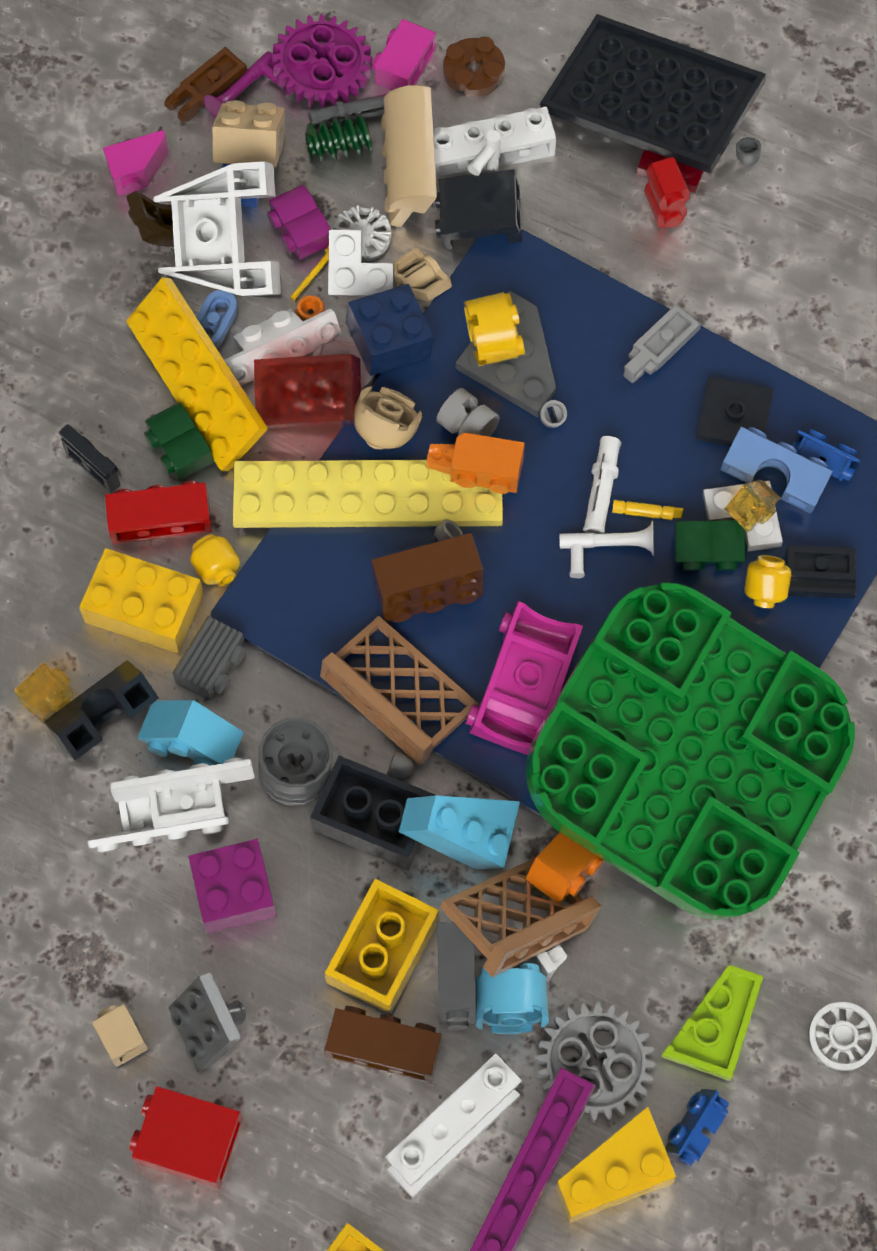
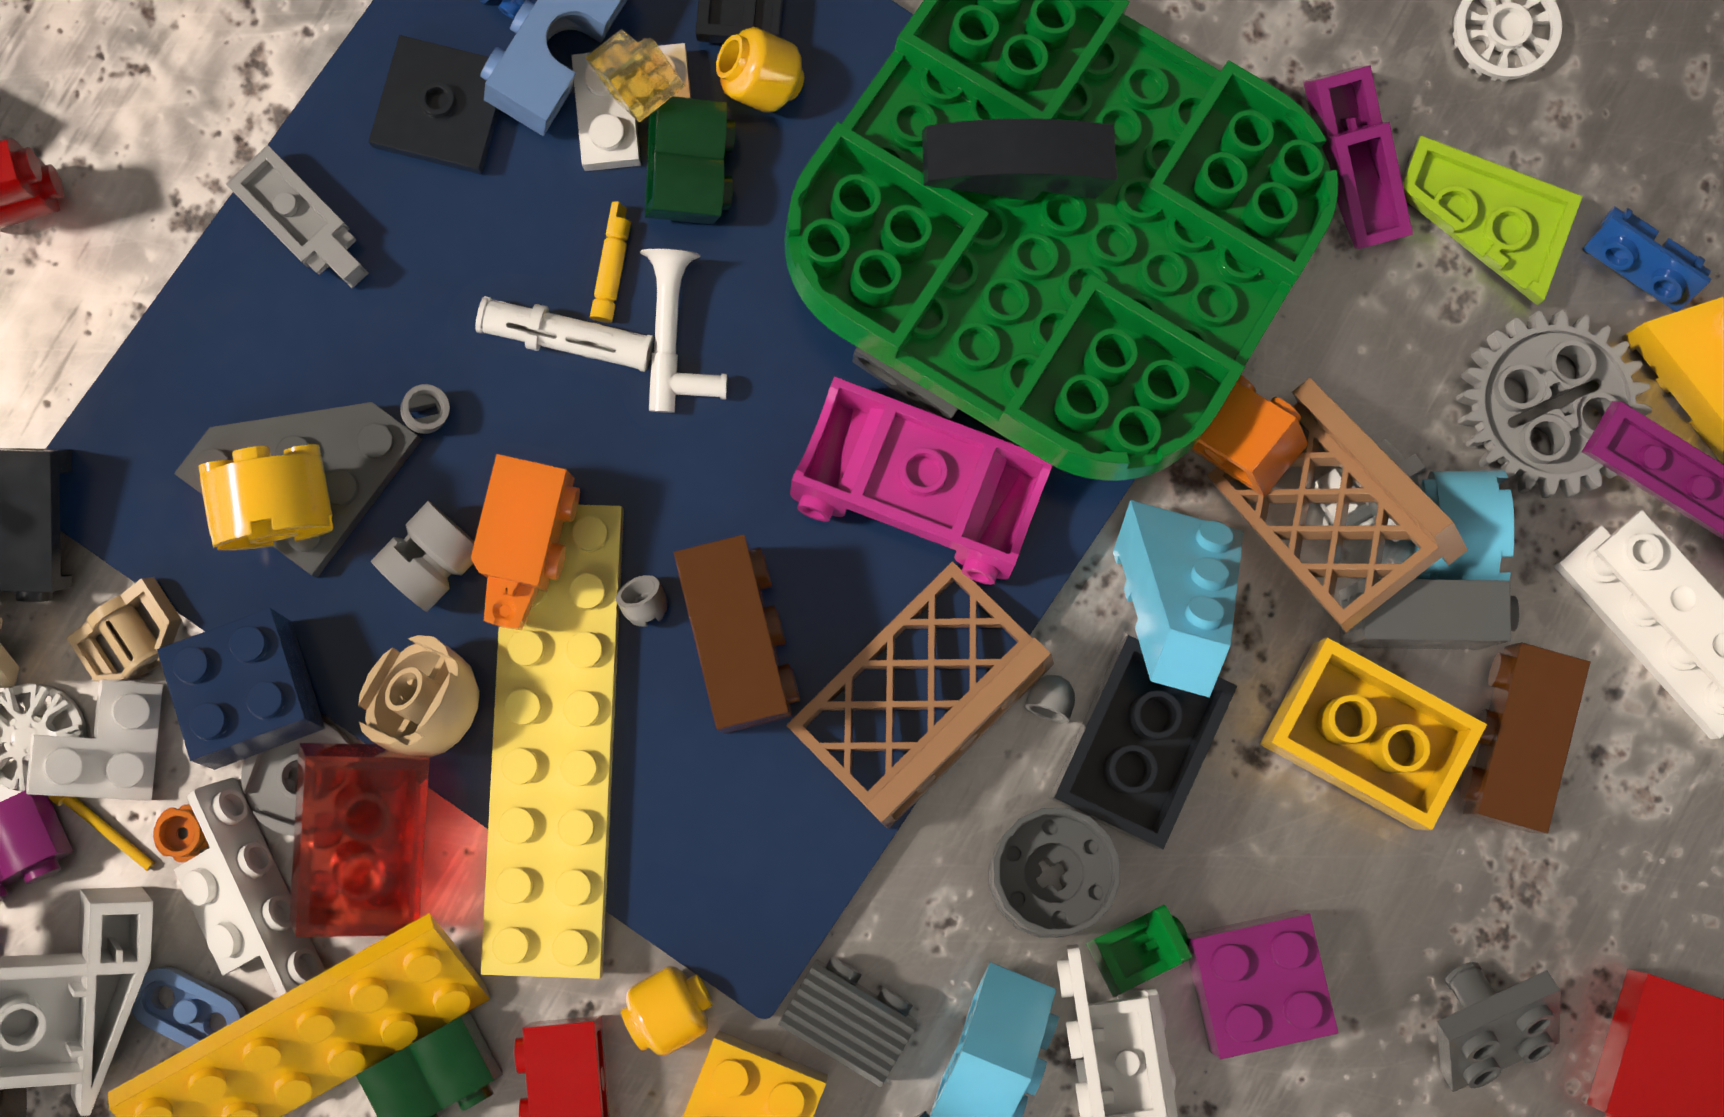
camera: 85 degrees left, 15 degrees up
(250, 817) = (1140, 950): none -> green bracket
(718, 714) = (1020, 157): none -> black slope
(748, 940) = (1362, 153): none -> magenta slope

